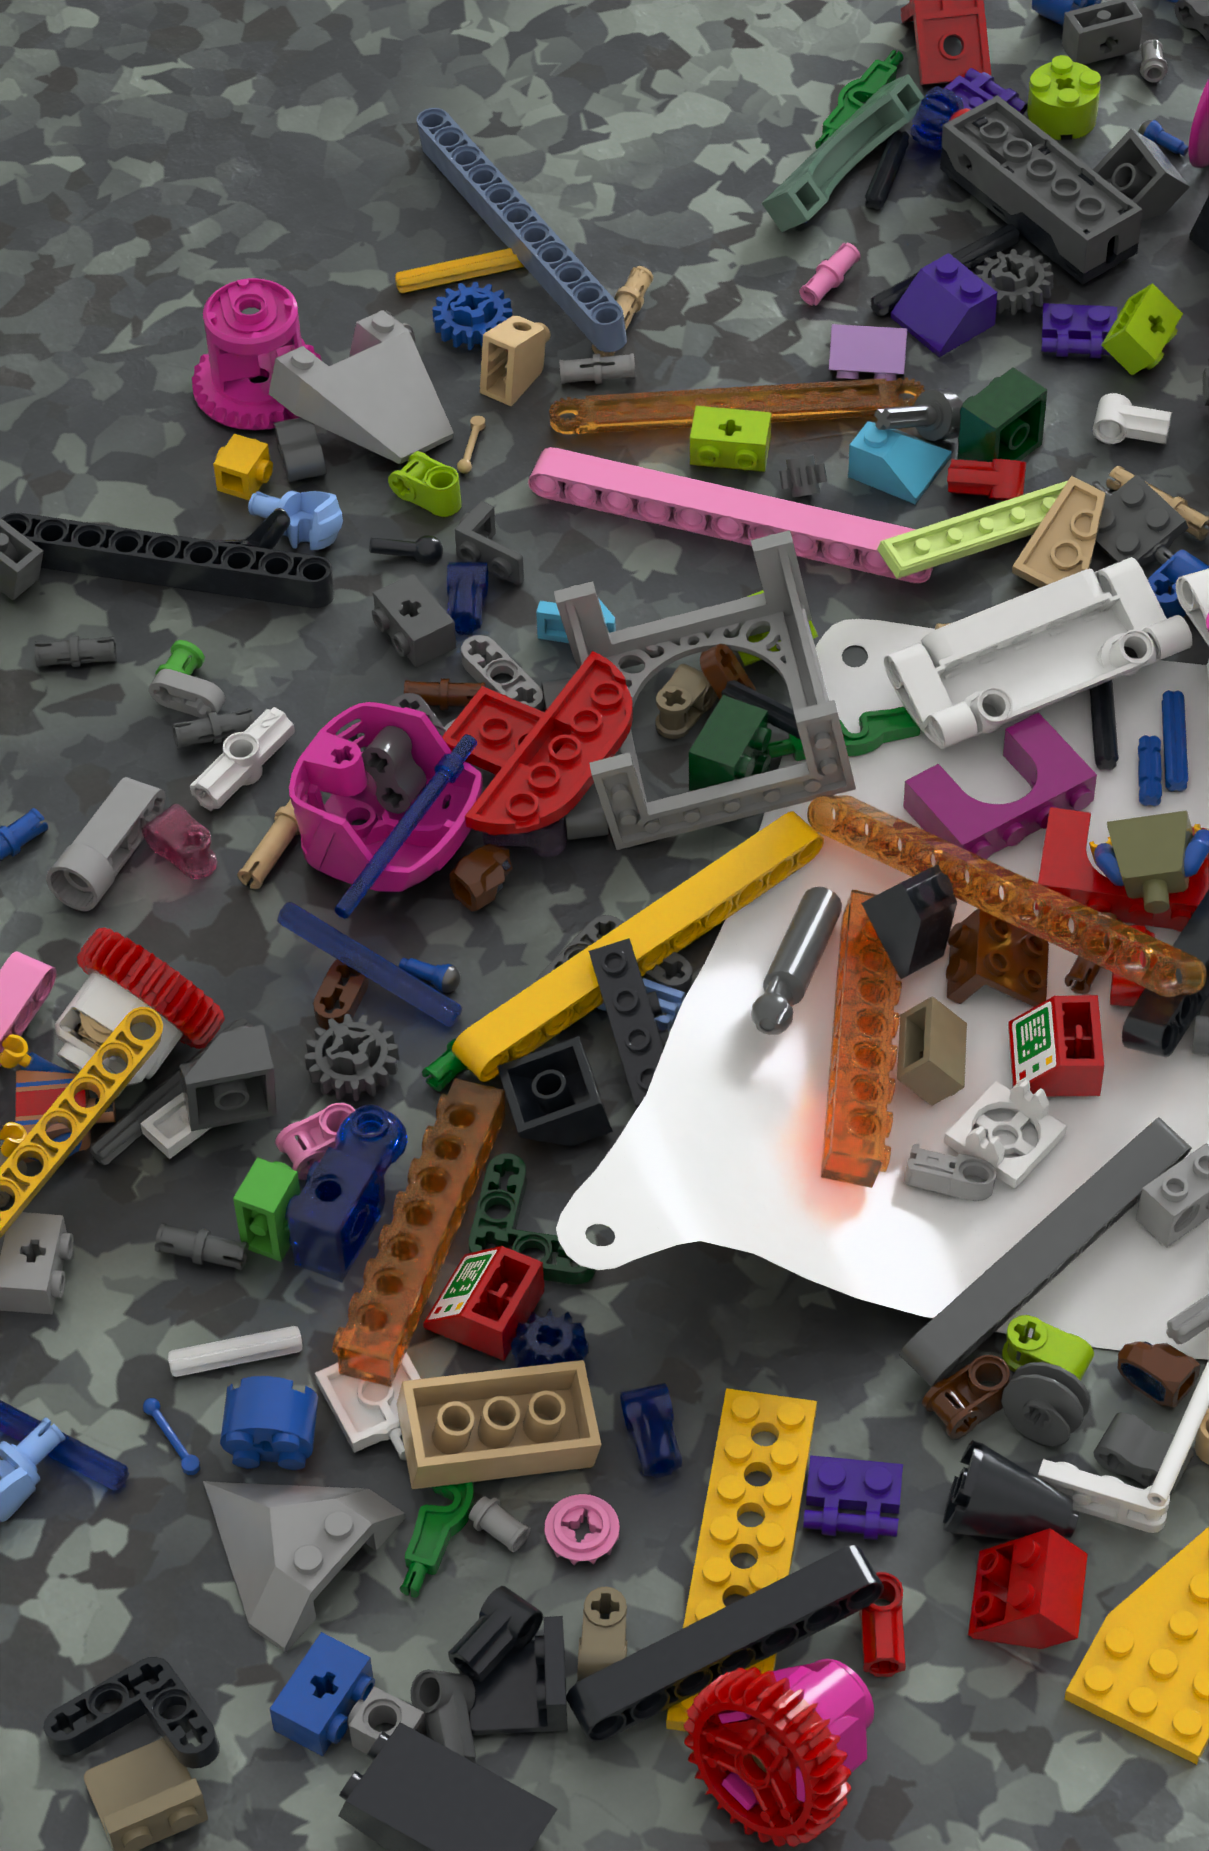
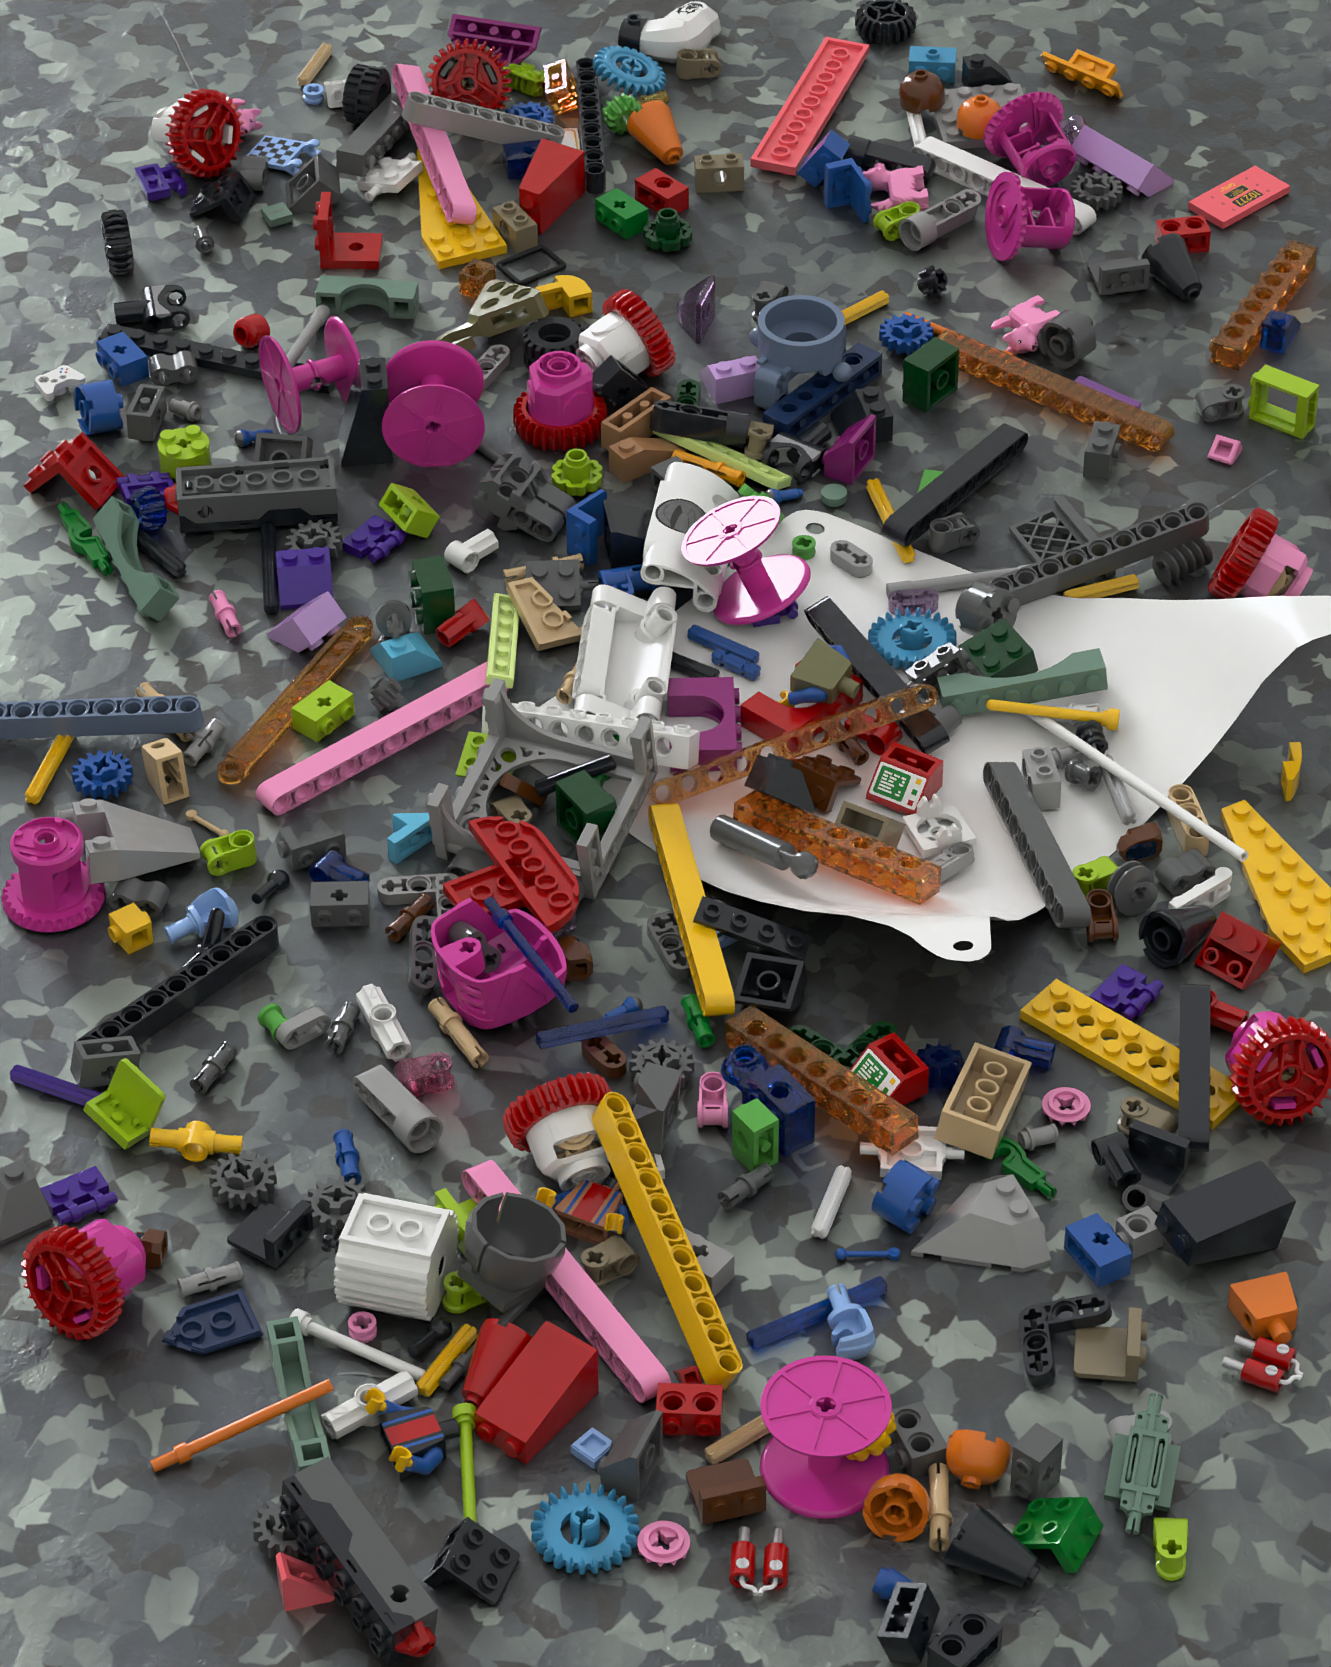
camera: 60 degrees left, 10 degrees down
(867, 694) = (684, 741): none -> white brick

